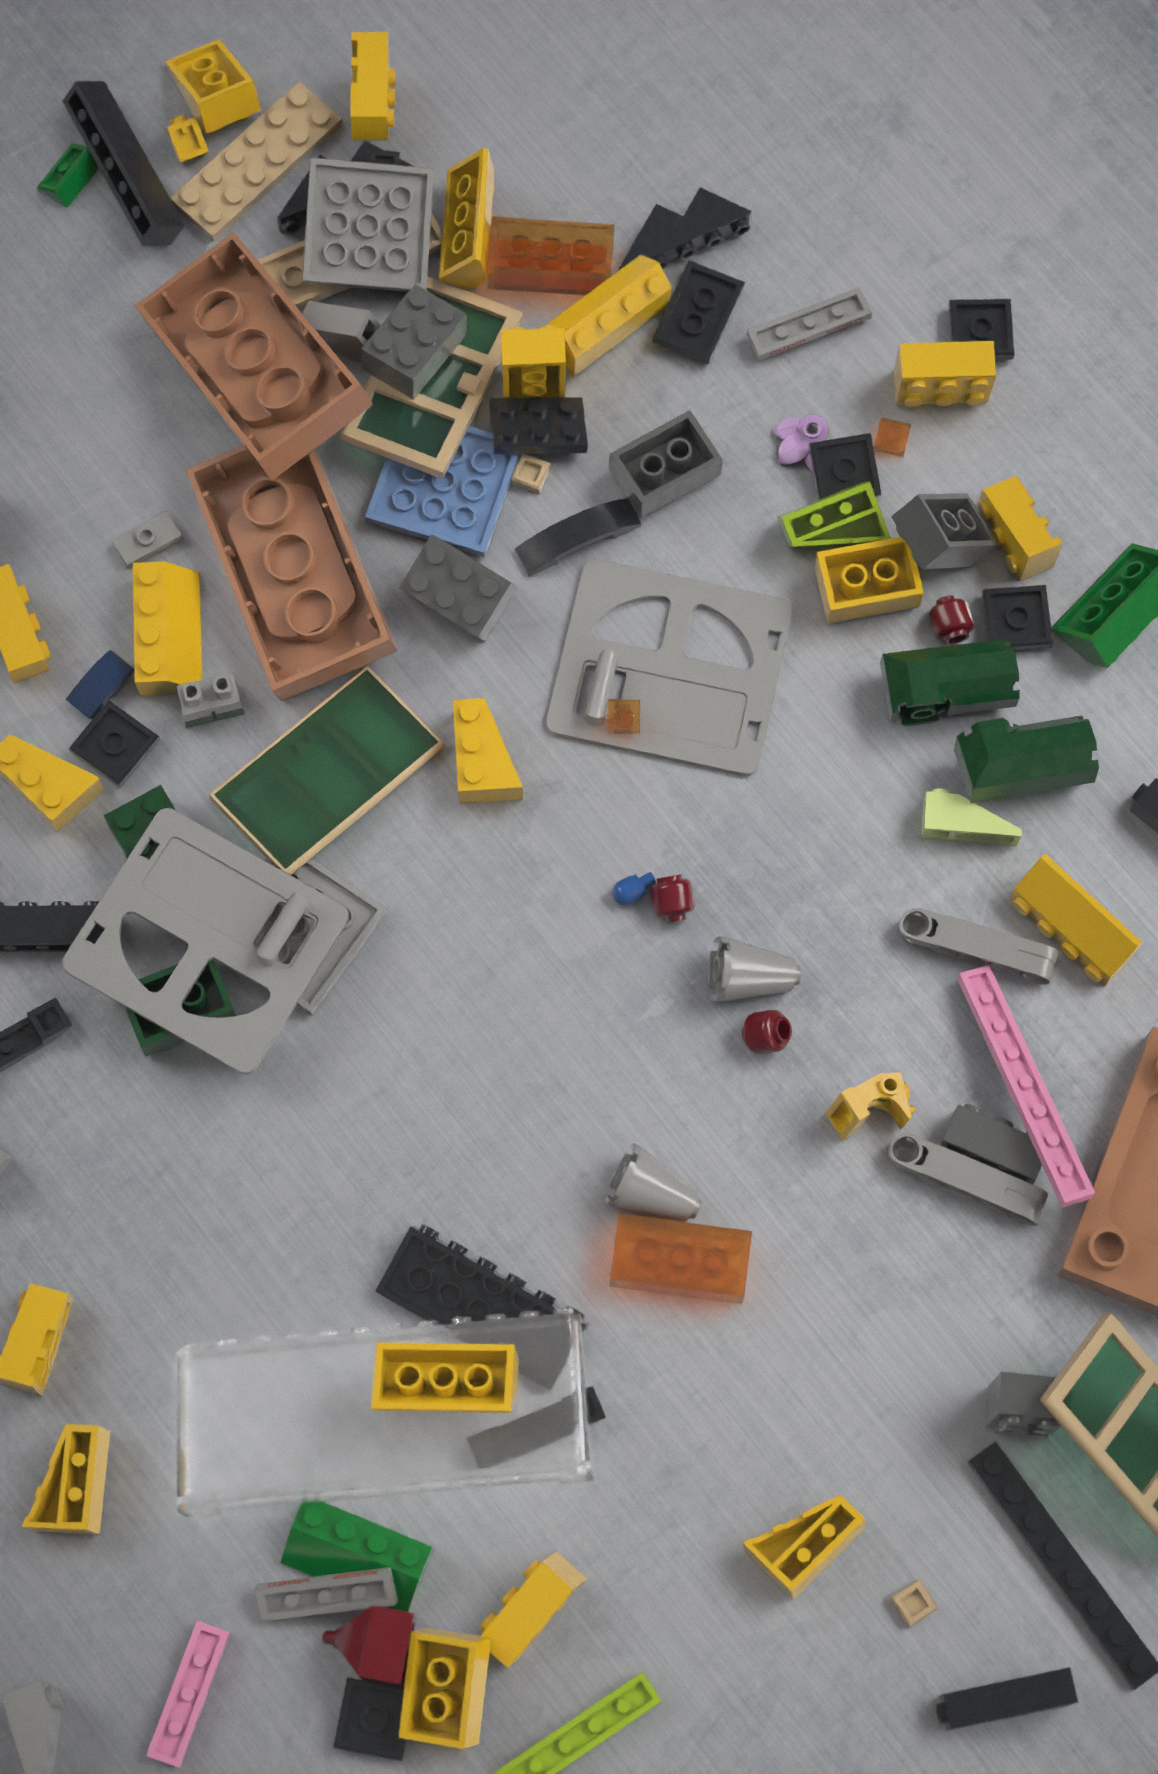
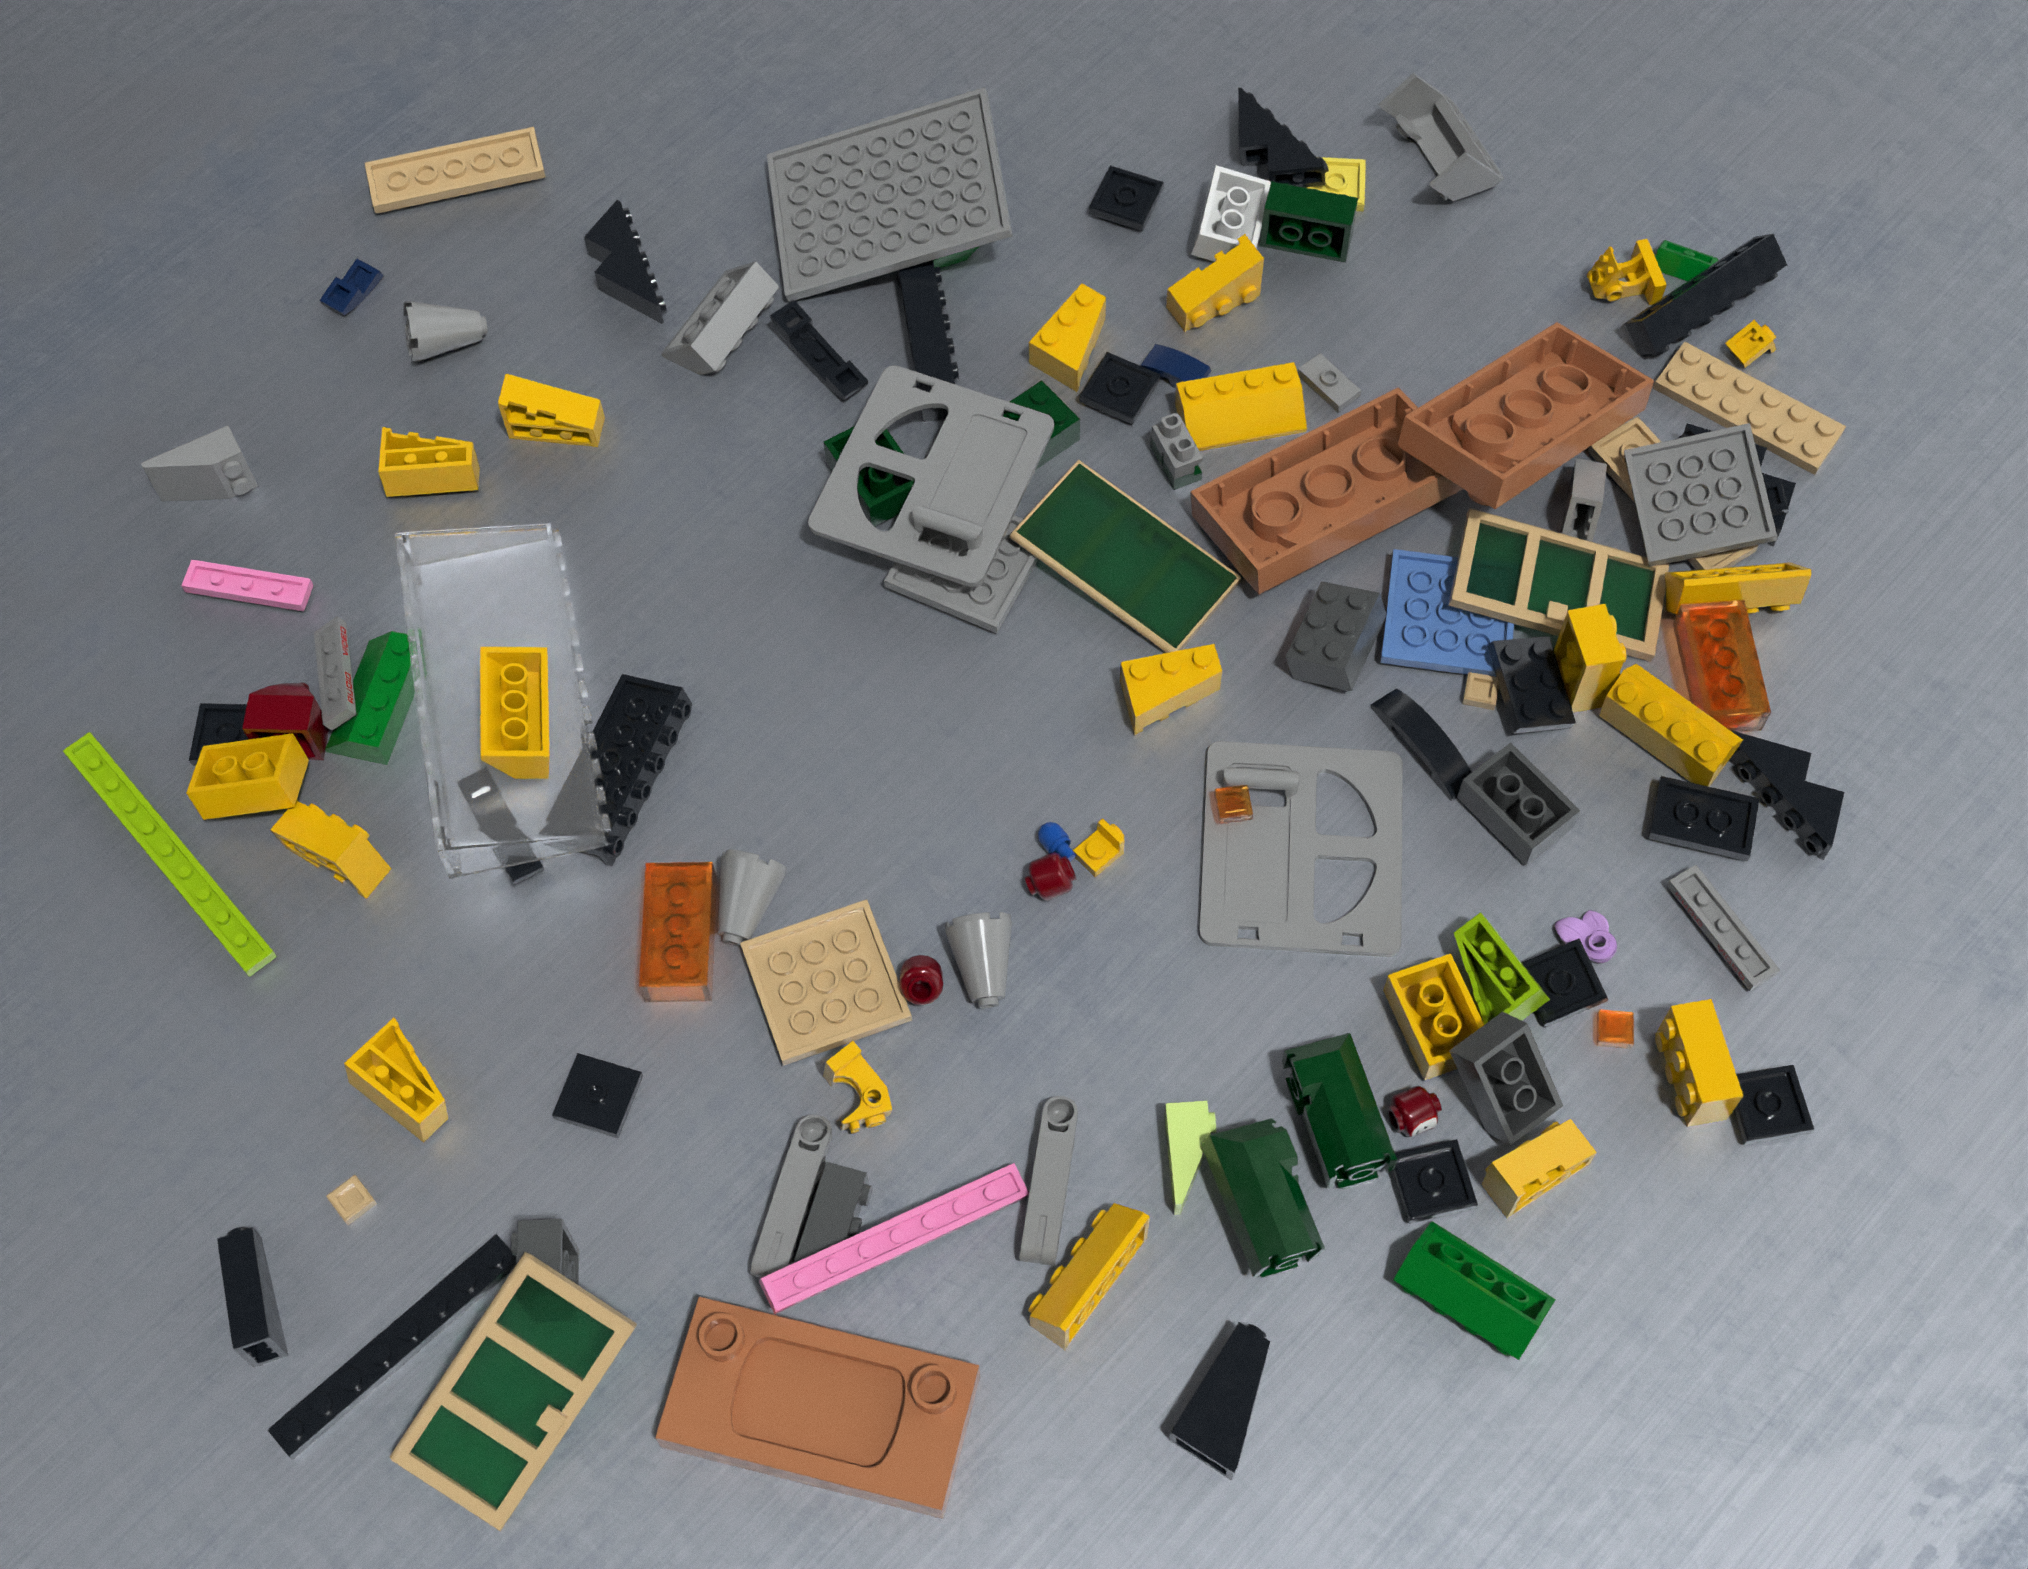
camera: 85 degrees right, 10 degrees down
(80, 239) = (1641, 273): none -> yellow tile
(214, 86) = (1814, 356): yellow slope -> none
(371, 87) = (1853, 479): yellow wedge -> none
(414, 341) = (1585, 552): dark grey brick -> none
(646, 848) = (1101, 848): none -> yellow bracket
(750, 1124) = (825, 982): none -> tan plate
(837, 1355) = (597, 1095): none -> black plate

